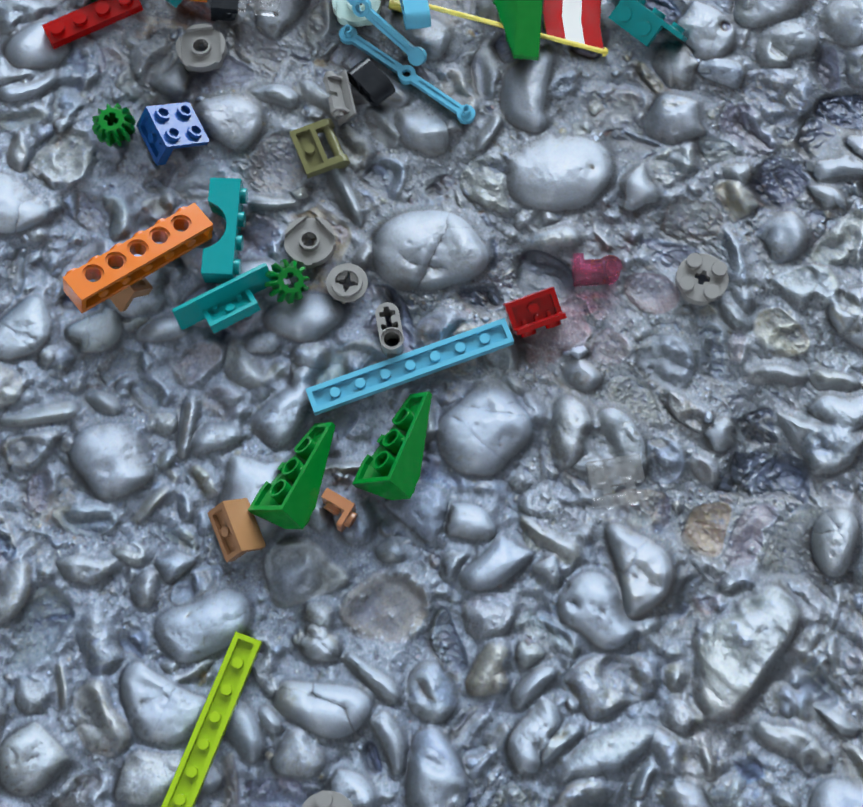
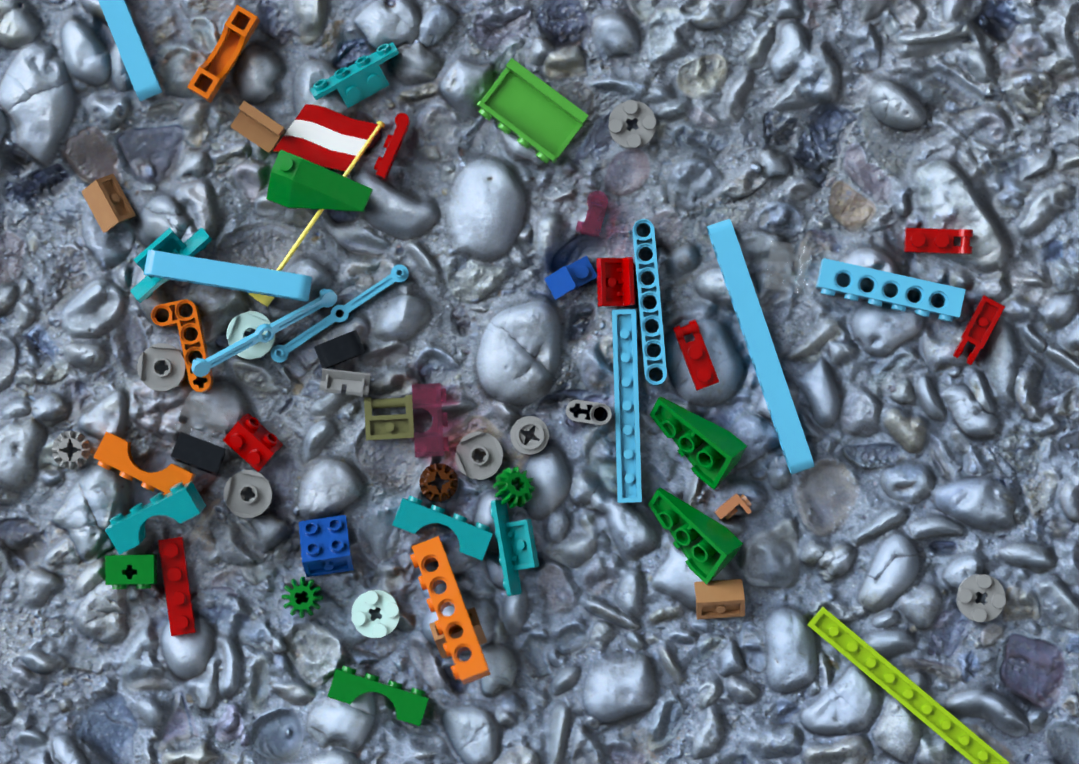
camera: 75 degrees left, 15 degrees up
(33, 254) = (408, 704): none -> green arch
(110, 187) = (362, 618): none -> light aqua plate
(254, 36) = (252, 442): none -> red bracket
(264, 223) = (447, 490): none -> reddish brown gear
(311, 193) = (430, 398): none -> clear pink arch
(488, 420) = (696, 356): none -> red plate
(519, 482) = (760, 346): none -> medium azure beam
(521, 270) = (570, 277): none -> blue slope
(533, 342) = (649, 290): none -> medium azure beam
(588, 66) = (392, 146): none -> red plate
(632, 526) = (951, 296): none -> medium azure brick
(632, 712) = (979, 327): none -> red hinge
(673, 181) = (532, 112): none -> bright green panel
(709, 634) = (937, 241): none -> red plate

